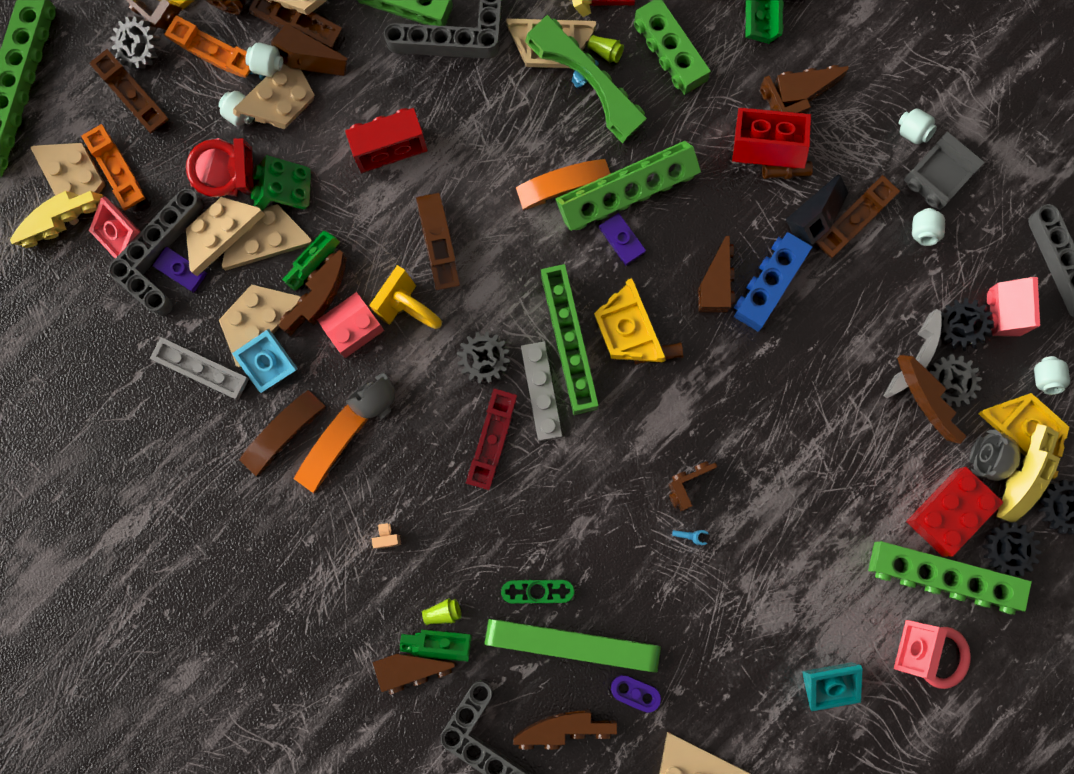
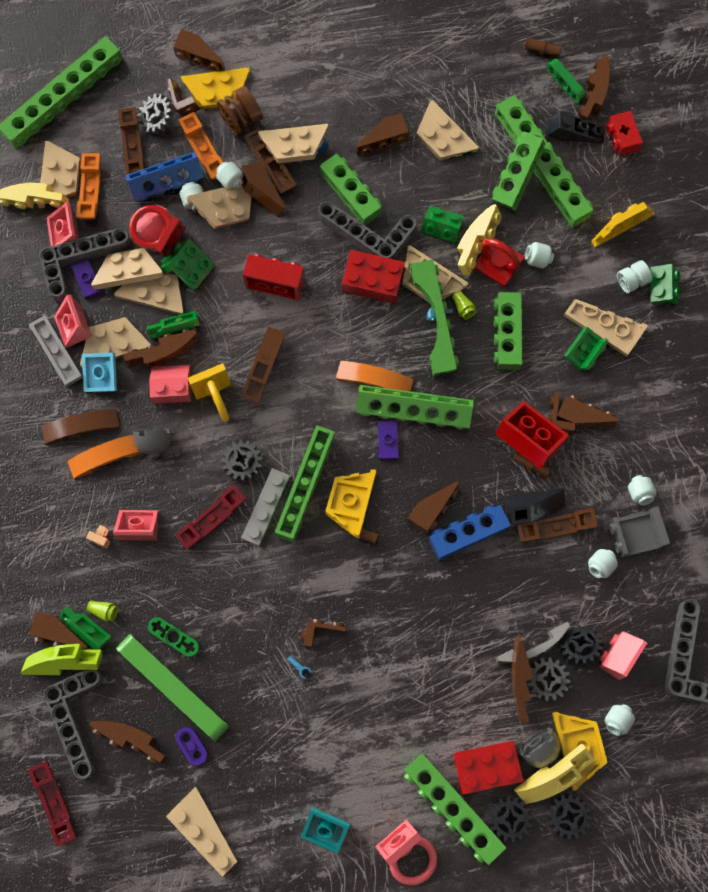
camera: 30 degrees right, 5 degrees down
(178, 108) = (172, 167): none -> blue brick
(196, 326) = (71, 322): none -> coral slope
(417, 498) = (136, 525): none -> coral slope
(430, 697) = (62, 657): none -> lime slope
(491, 75) = (373, 276): none -> red brick

